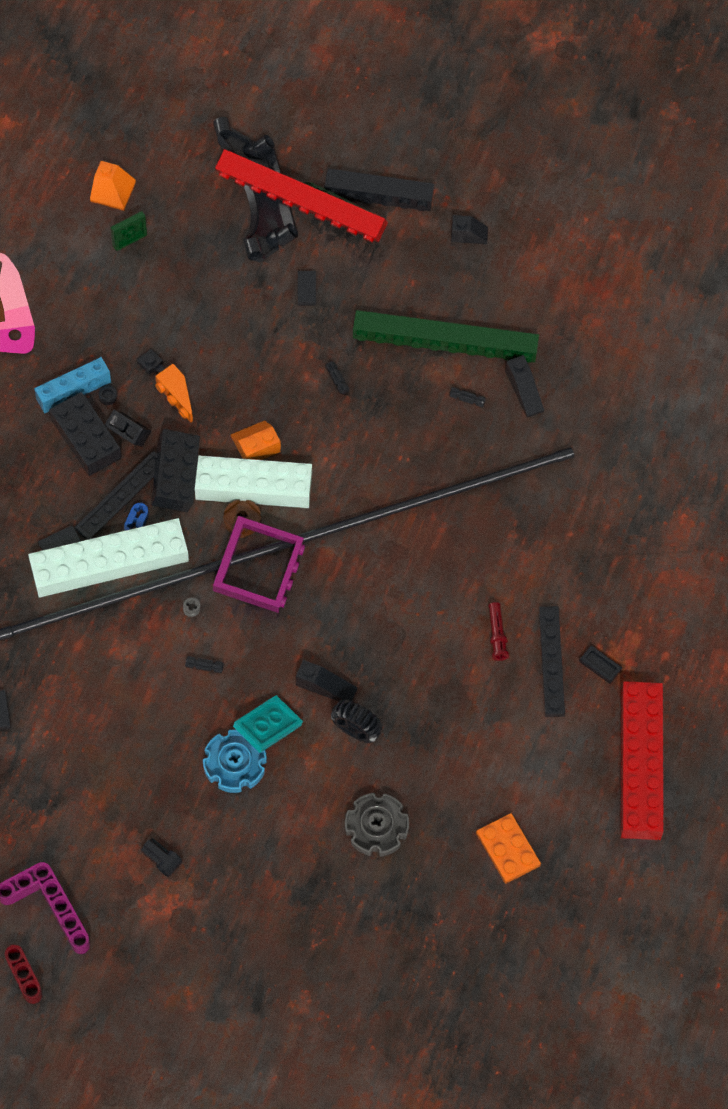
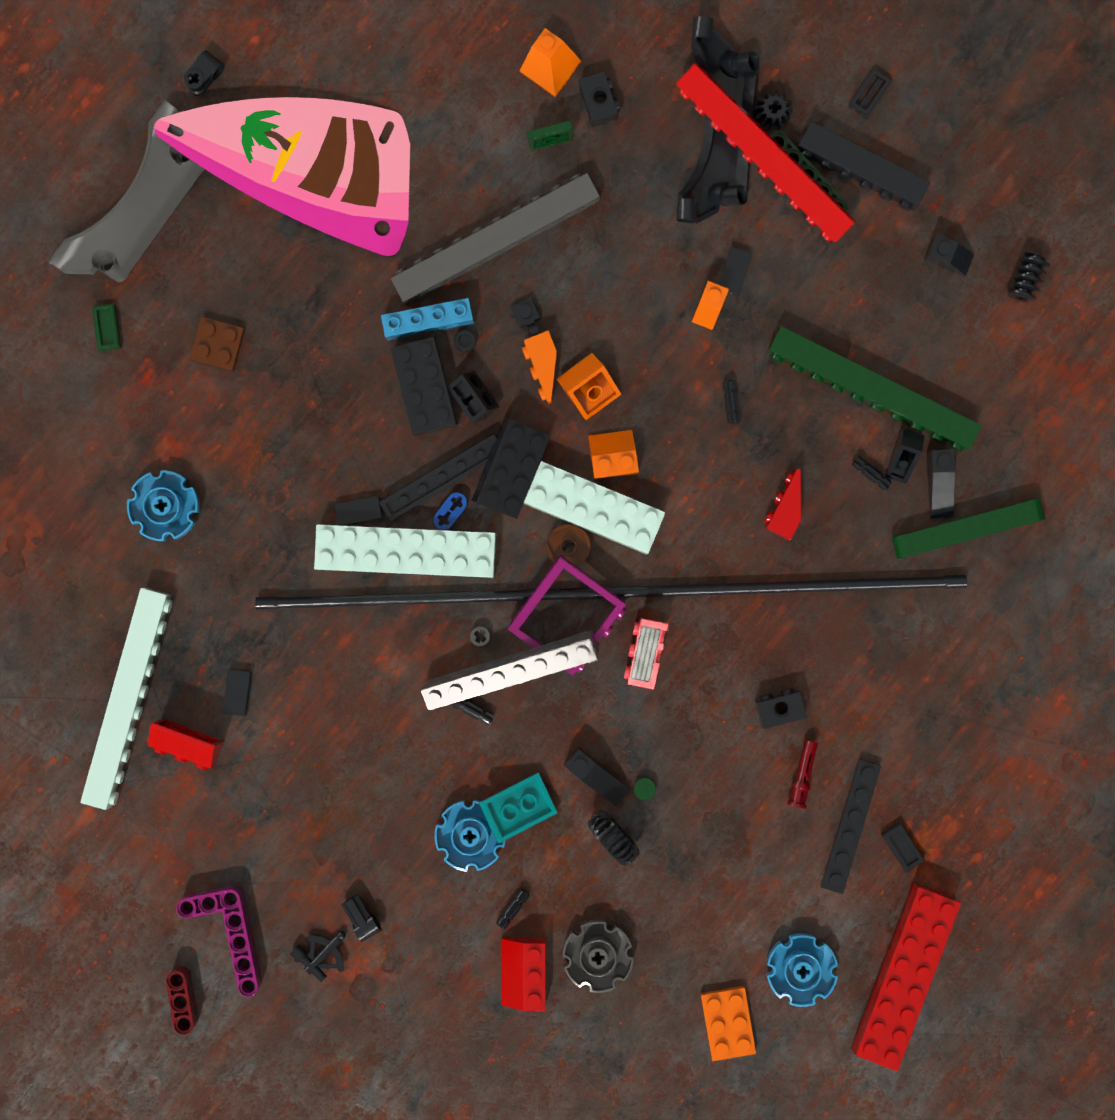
camera: 20 degrees right, 25 degrees up
(108, 315) = (496, 238): none -> dark grey brick
(132, 909) = (313, 964): none -> black piece
(162, 208) = (599, 112): none -> black brick
(219, 397) = (589, 386): none -> orange slope
(225, 614) = (510, 670): none -> brick
(290, 811) = (512, 908): none -> black axle
(295, 312) = (710, 305): none -> orange slope
(297, 169) = (773, 101): none -> black gear
(318, 858) = (523, 973): none -> red slope
(333, 573) = (645, 653): none -> wedge
(363, 154) = (859, 108): none -> black tile
(369, 683) = (644, 788): none -> dark green tile
(411, 441) = (787, 513): none -> red slope
(453, 595) = (794, 708): none -> black brick
(488, 376) = (905, 455): none -> black slope
(535, 228) = (1028, 277): none -> black piece
(558, 412) = (968, 528): none -> dark green beam
(561, 770) = (815, 979): none -> dark azure piece

